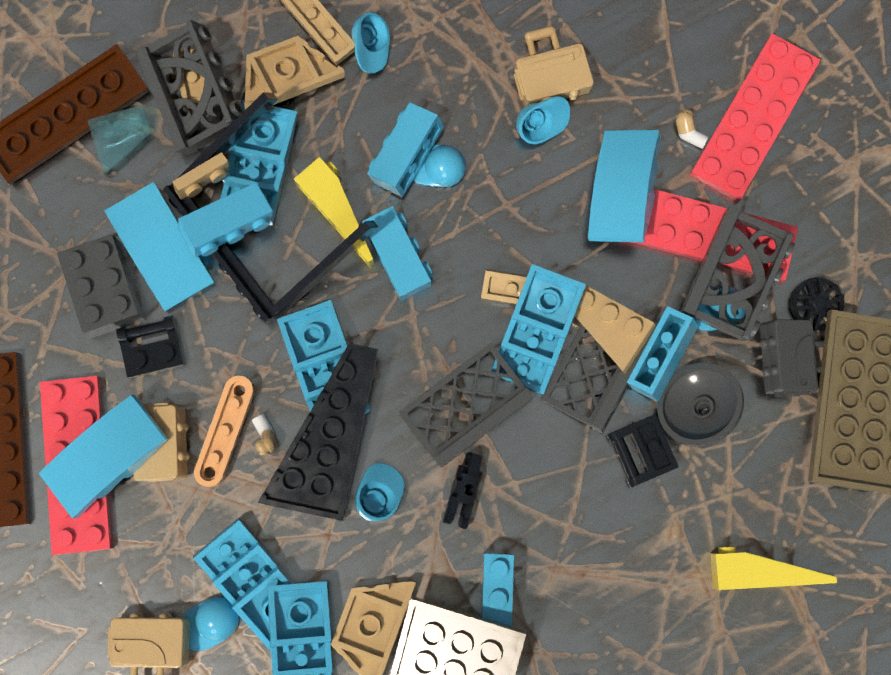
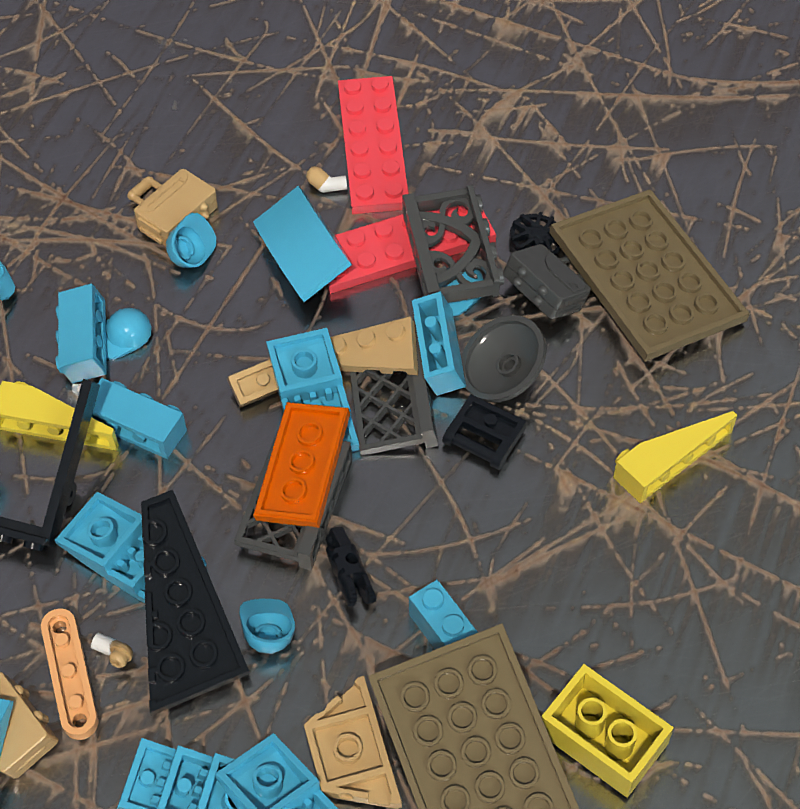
camera: 35 degrees left, 25 degrees down
(486, 389) = (302, 465): none -> orange tile

